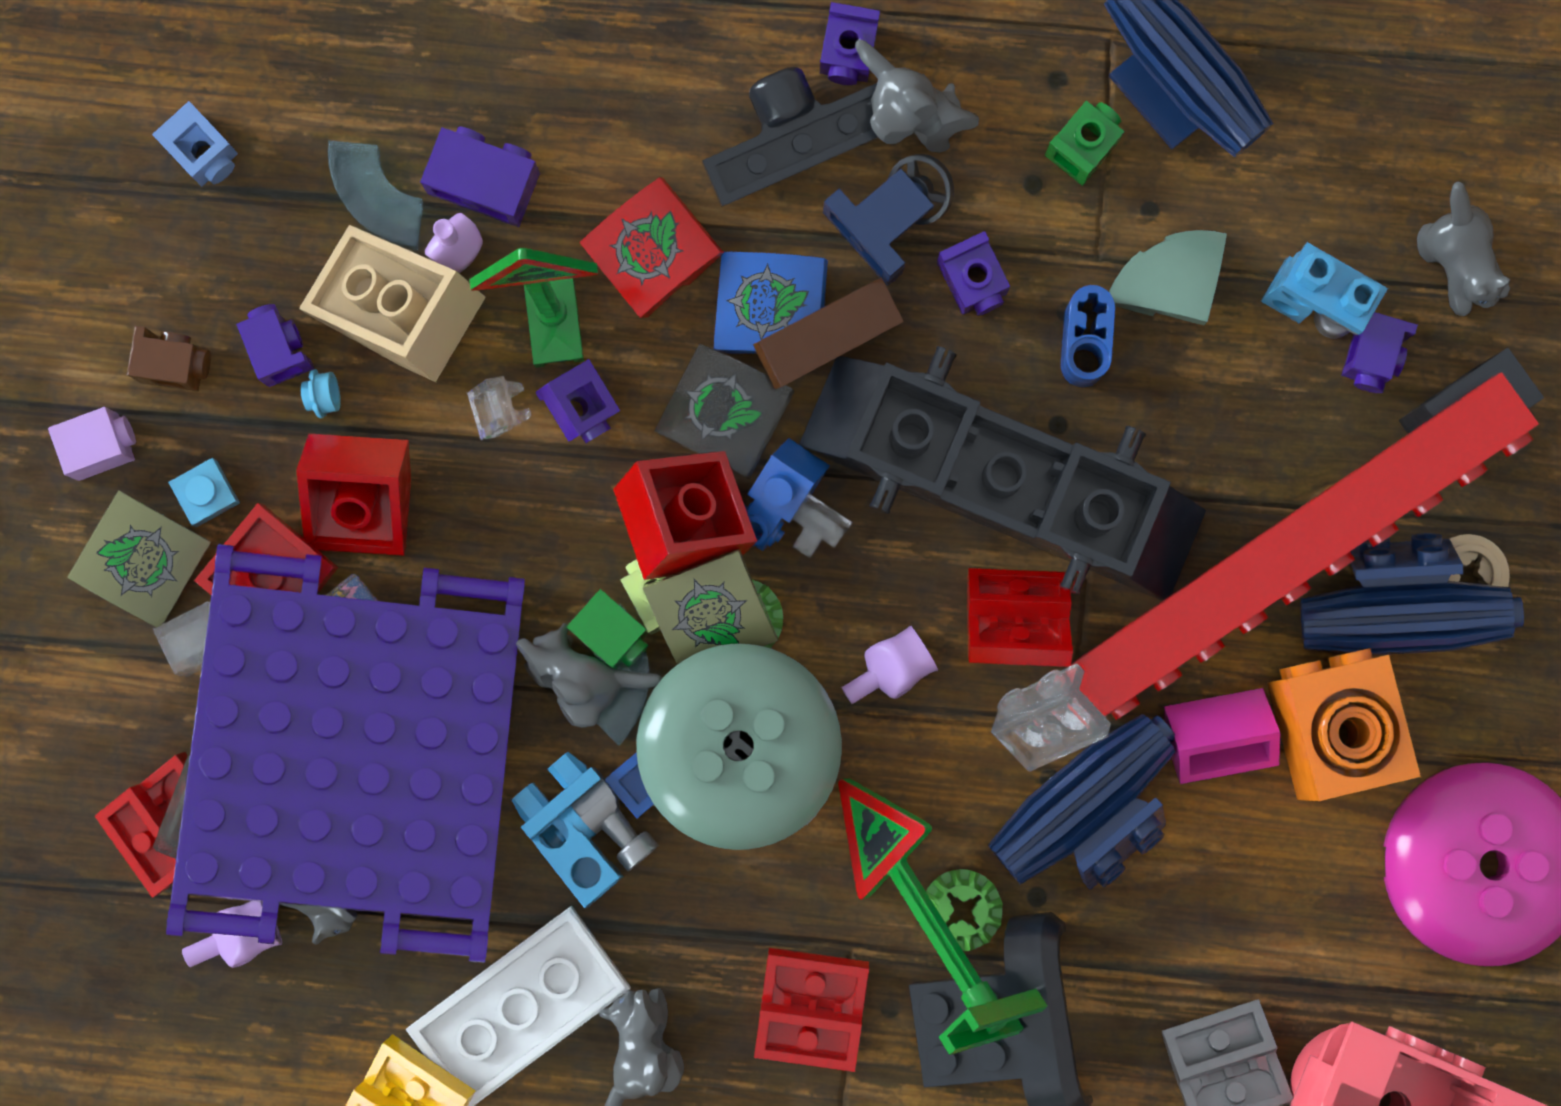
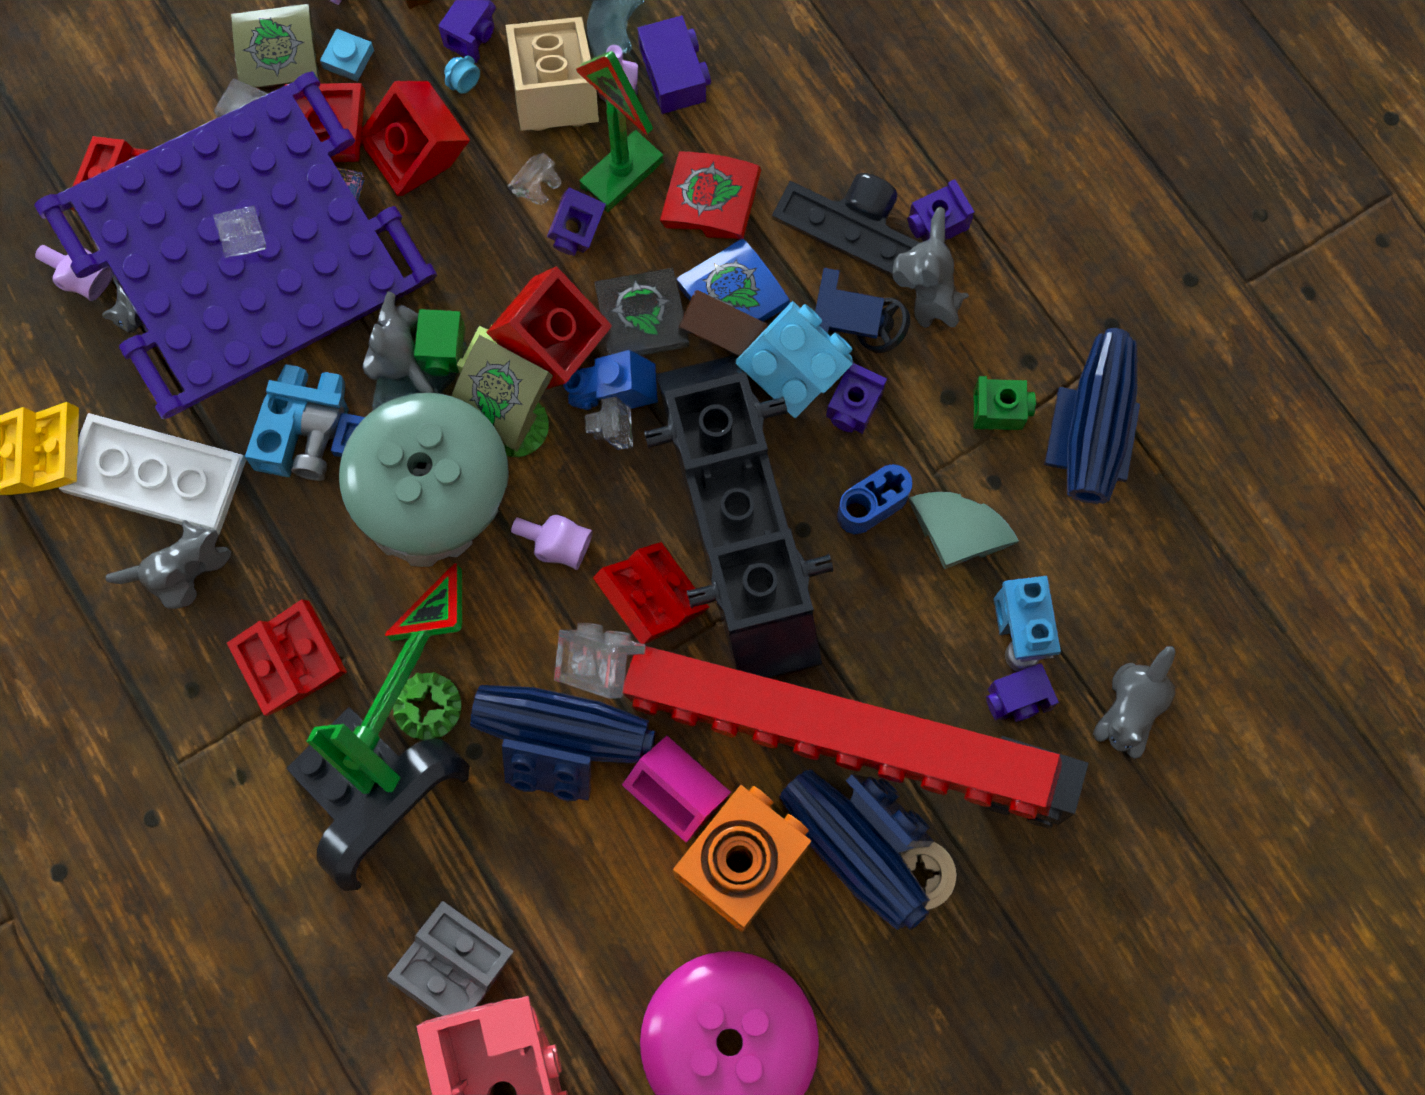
camera: 50 degrees right, 10 degrees down
(348, 746) = (239, 232): none -> clear tile
(898, 300) = (796, 358): none -> medium azure plate

